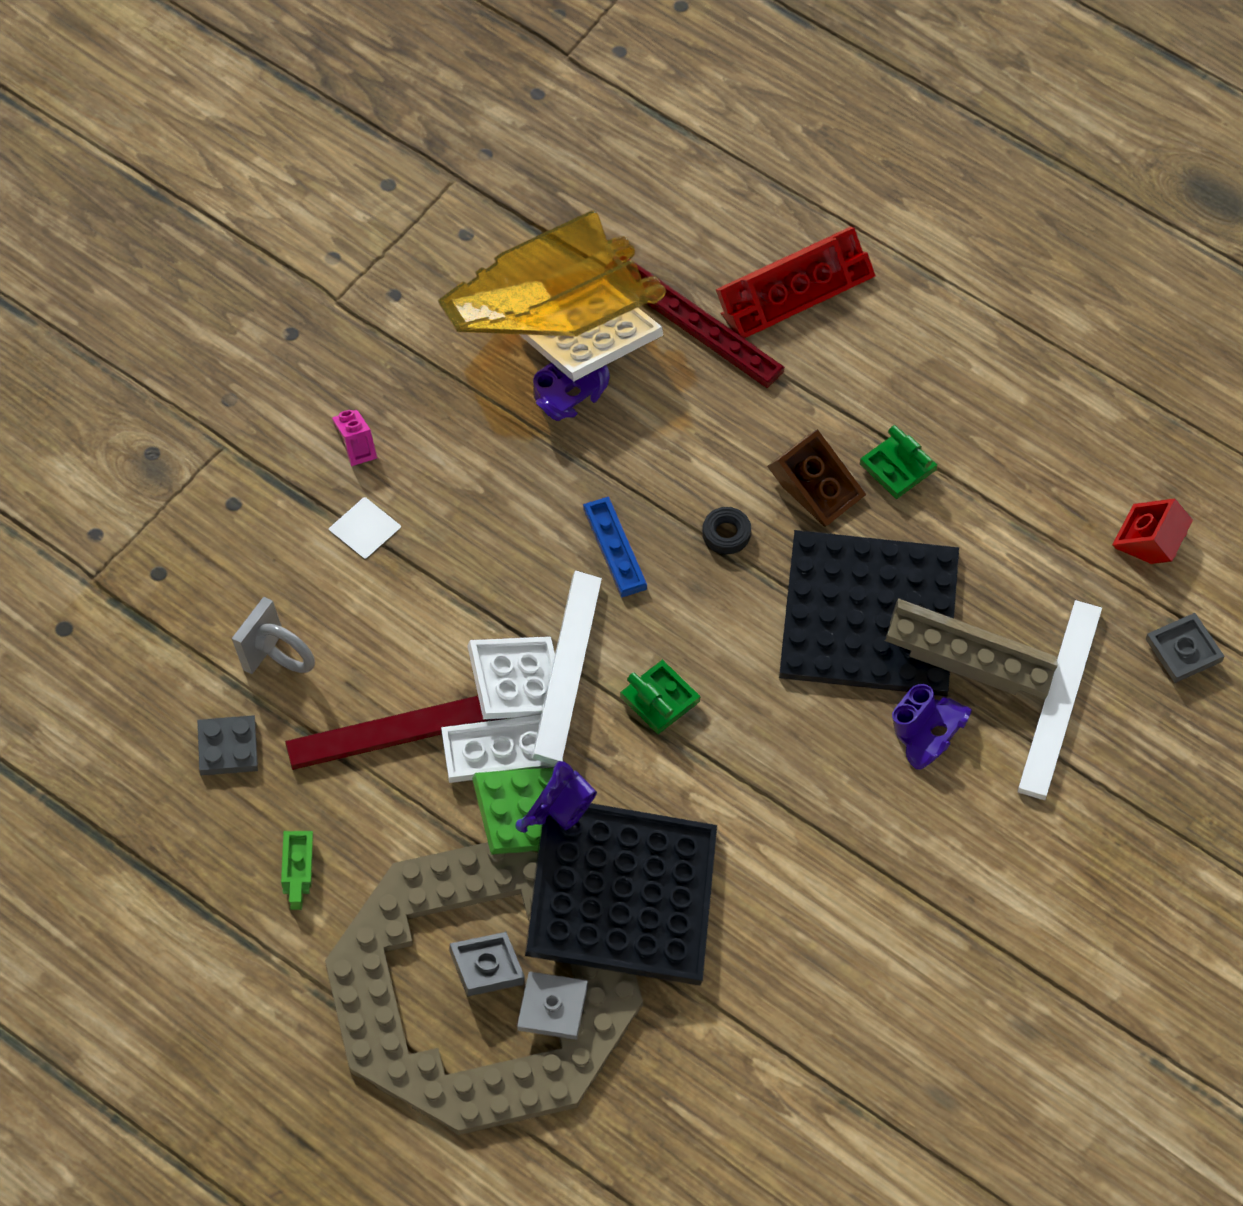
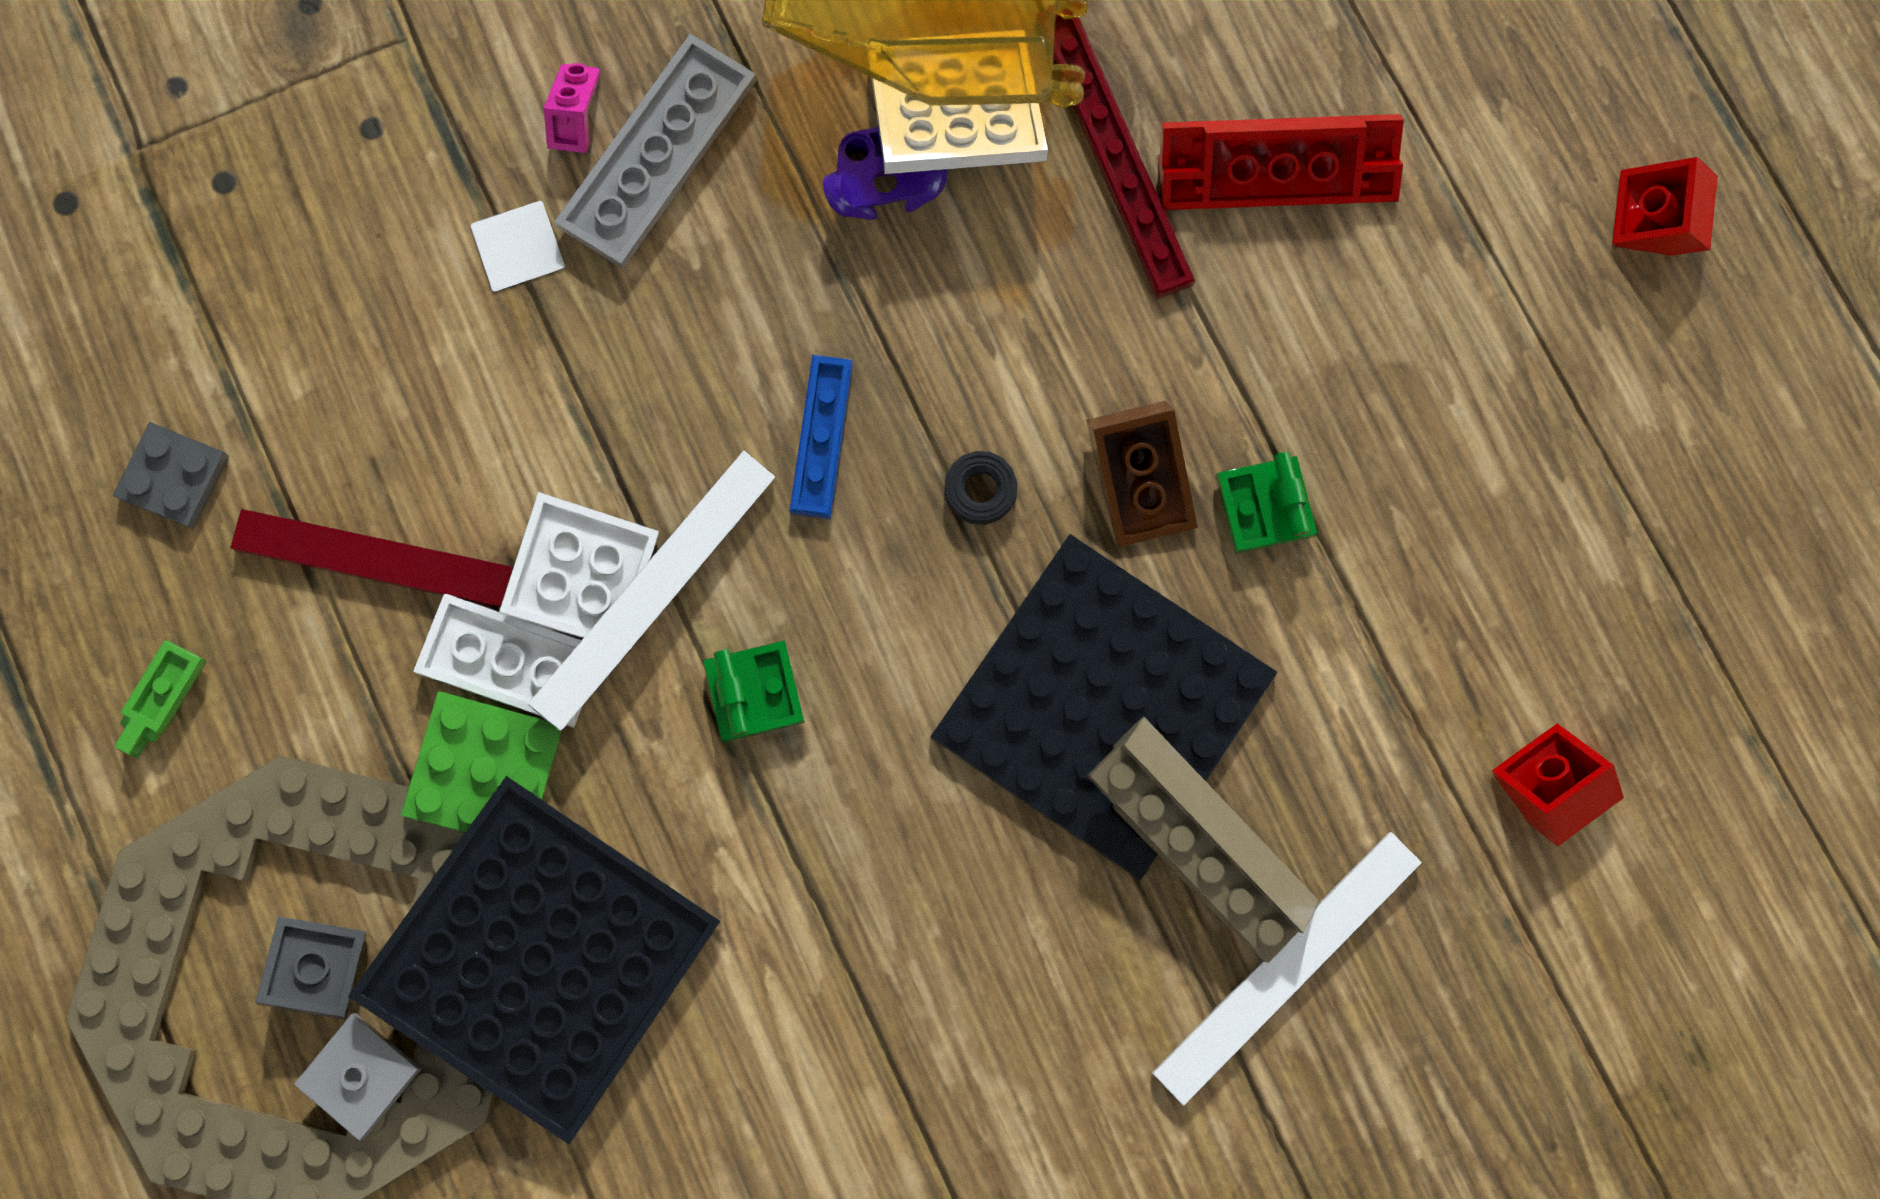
camera: 25 degrees right, 20 degrees up
(259, 636) = (278, 348): light grey tile -> none
(421, 437) = (656, 151): none -> light grey plate
(563, 798) = (510, 809): dark purple piece -> none
(917, 717) = (1122, 912): dark purple piece -> none
(1029, 212) = (1666, 207): none -> red slope
(1185, 647) = (1501, 981): dark grey plate -> none

